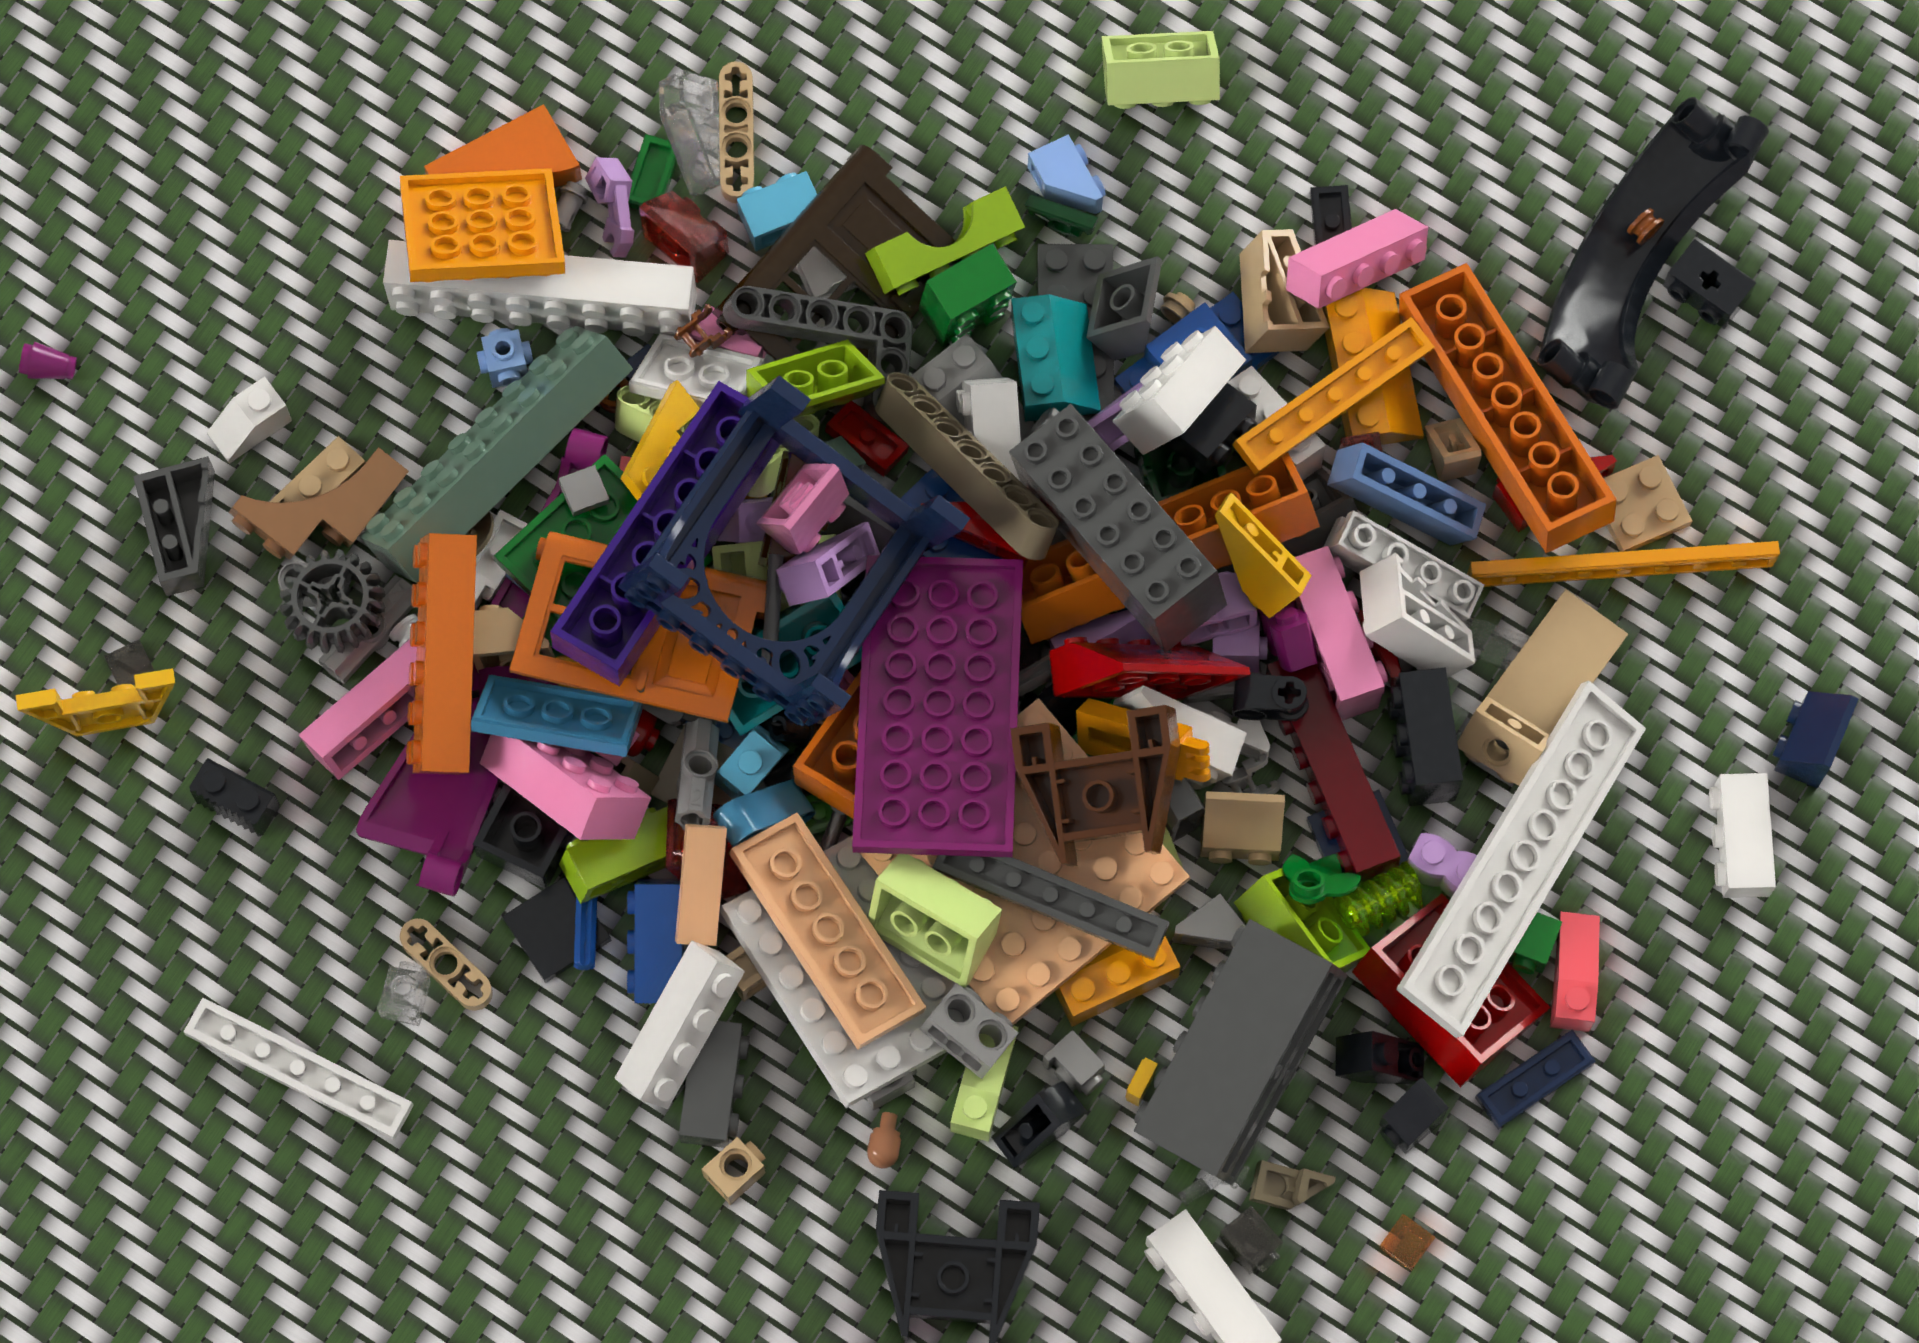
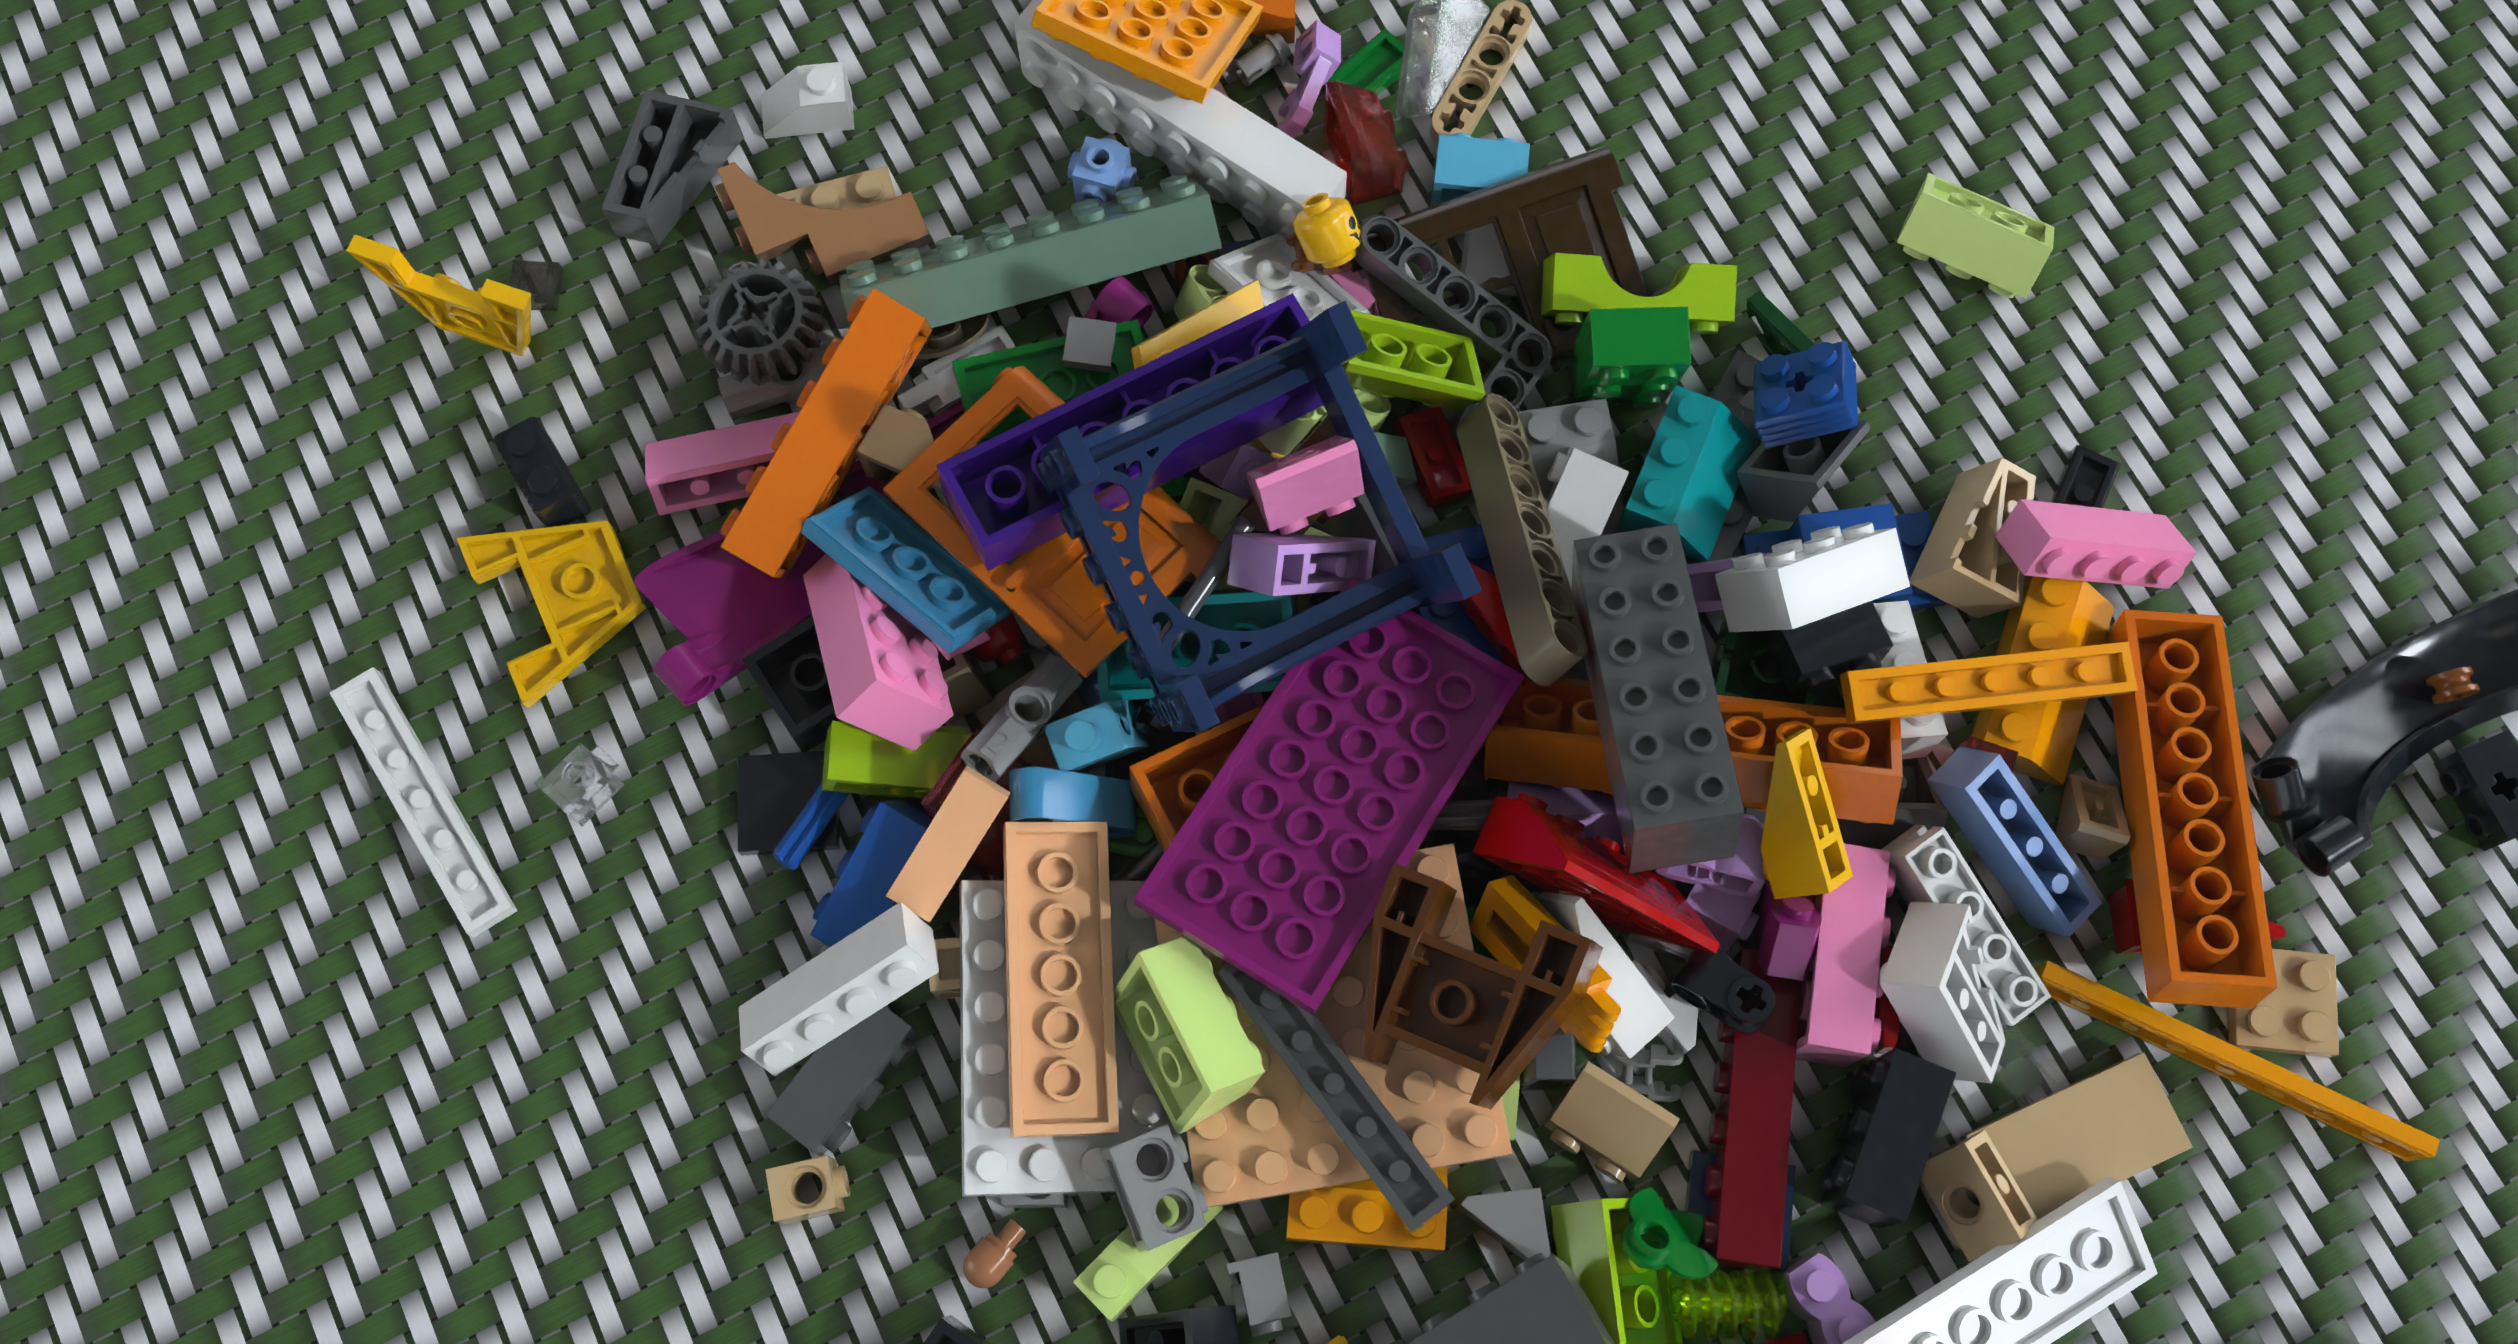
camera: 30 degrees right, 0 degrees up
(309, 861) = (578, 588): none -> yellow wing
(433, 936) = (643, 812): tan beam -> none
(706, 318) = (1327, 230): none -> yellow head
(1063, 175) = (1808, 289): light blue slope -> none
(1104, 257) = (1805, 394): none -> blue brick
(1176, 306) = (1856, 493): tan plate -> none

